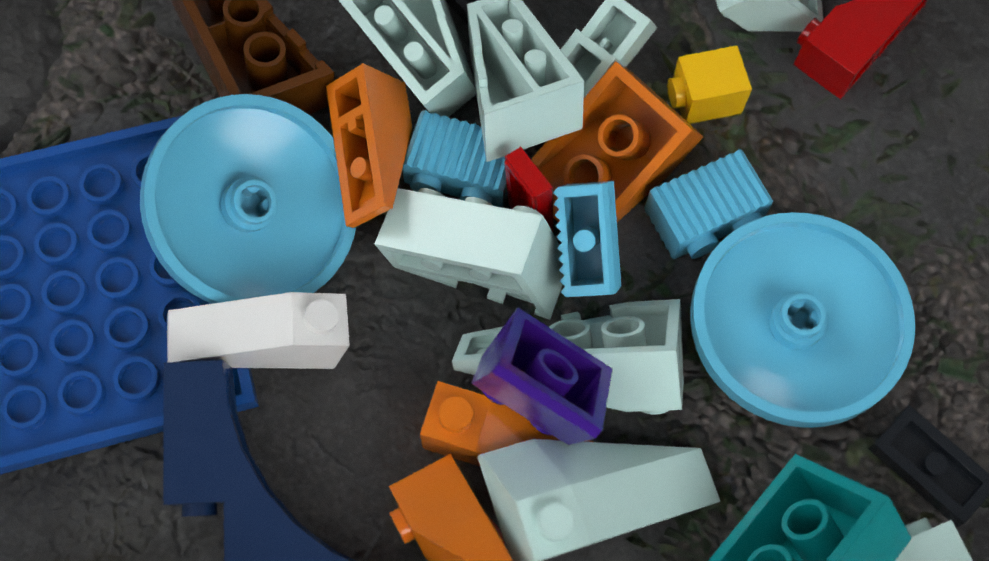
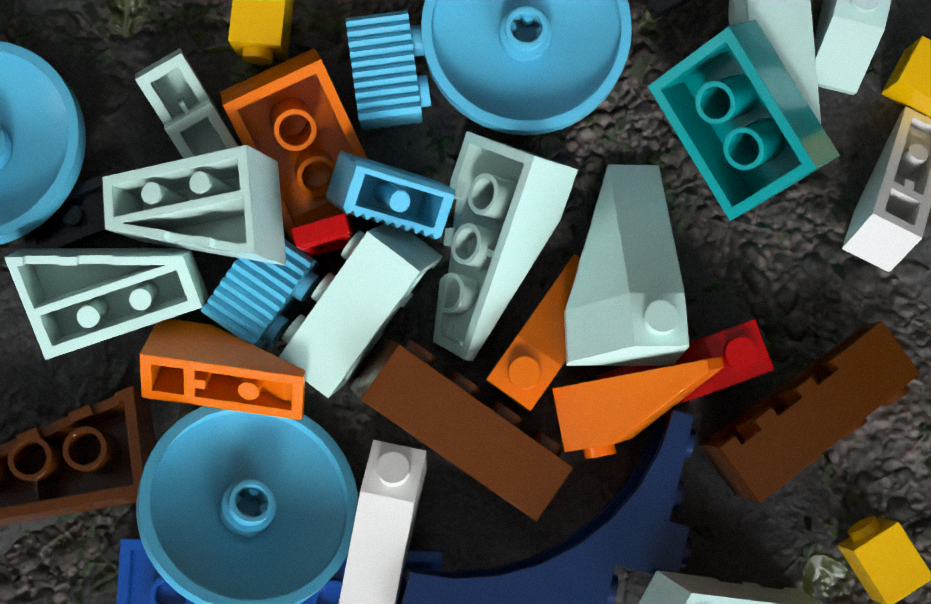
camera: 75 degrees left, 15 degrees up
(383, 379) = (460, 427): none -> reddish brown wedge
(545, 379) = (522, 280): dark purple slope -> none

